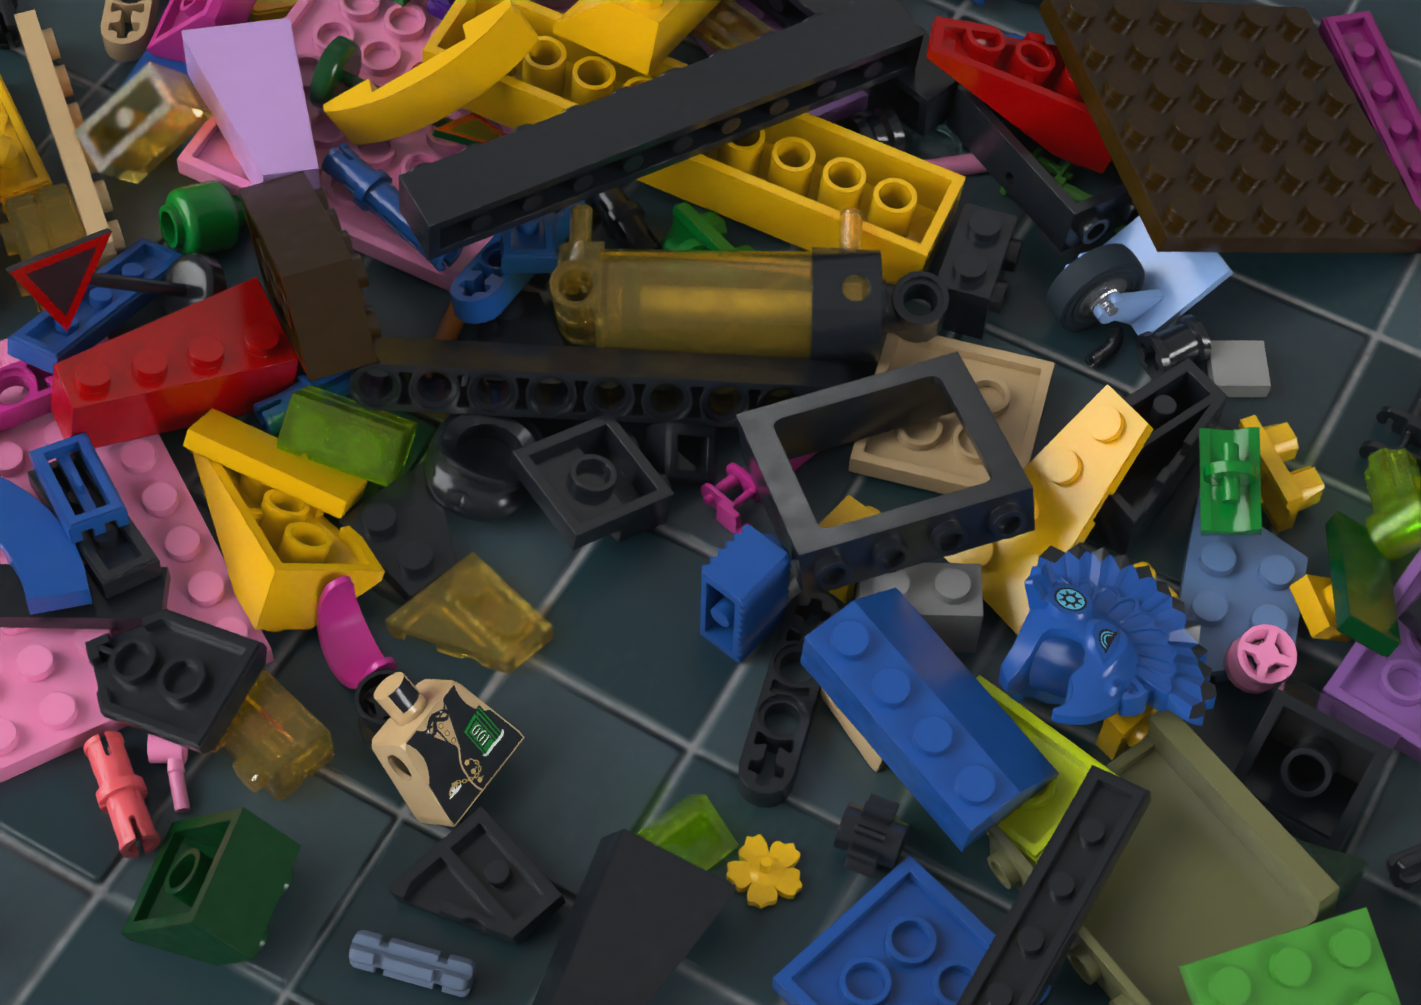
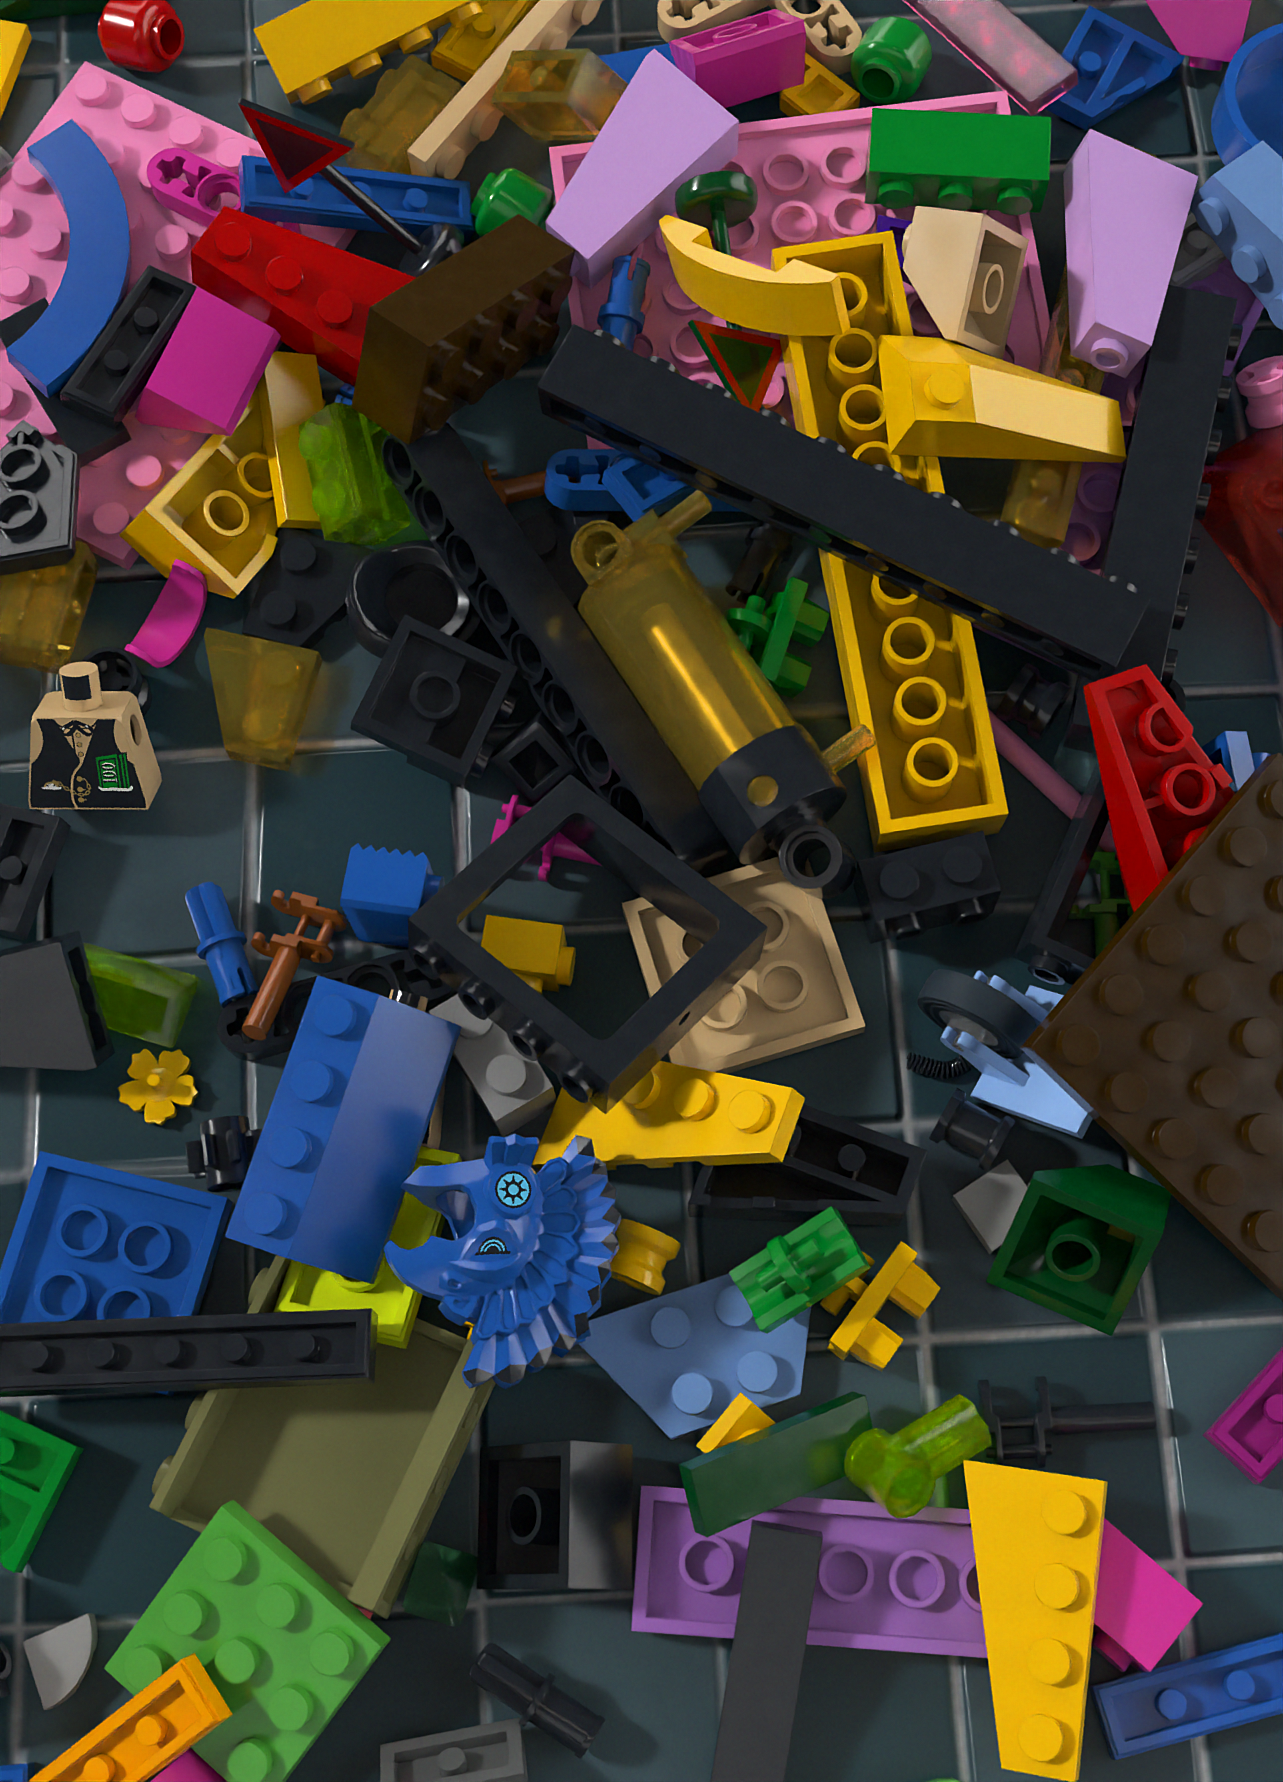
camera: 65 degrees right, 15 degrees up
(92, 517) = (123, 344): blue tile -> none
(170, 475) = (207, 368): none -> dark pink slope
(679, 753) = (220, 943): none -> blue axle
(727, 703) = (287, 955): none -> dark orange piece
(1269, 648) = (616, 1412): bright pink wheel -> none
(1305, 326) = (1082, 1242): none -> dark green slope

